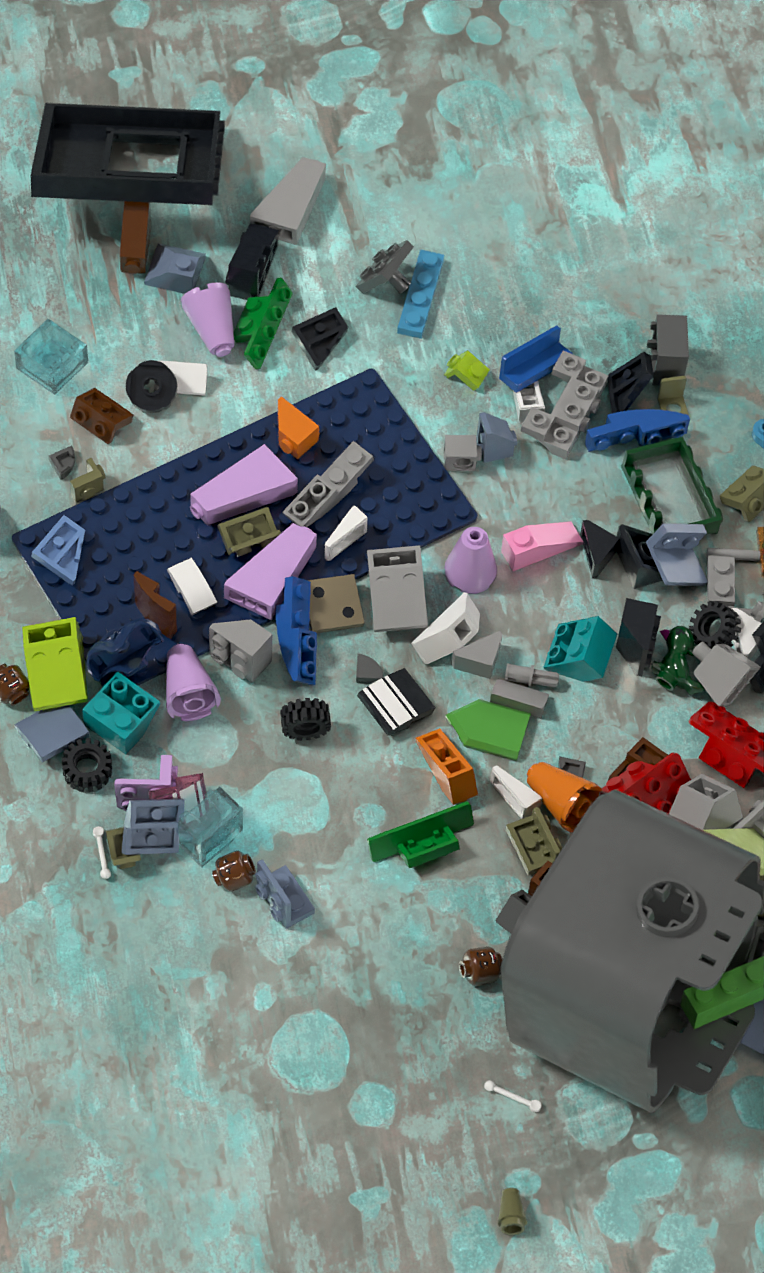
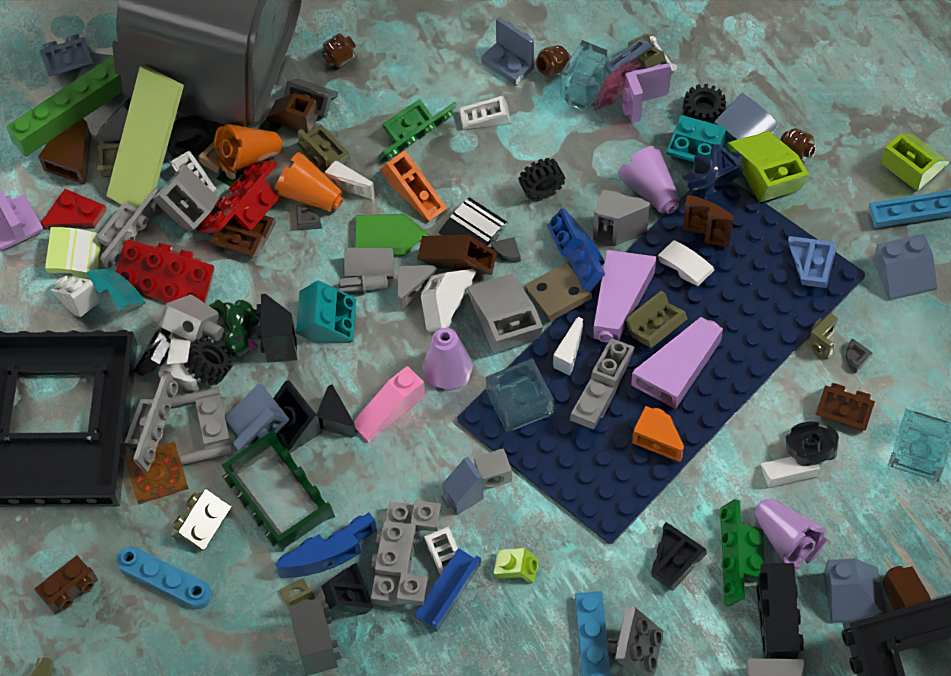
camera: 170 degrees right, 0 degrees up
(334, 844) = (486, 120): none -> white slope
(413, 499) = (519, 395): none -> clear light blue container
(427, 662) = (457, 253): none -> reddish brown slope
(744, 627) = (178, 349): none -> white sticker

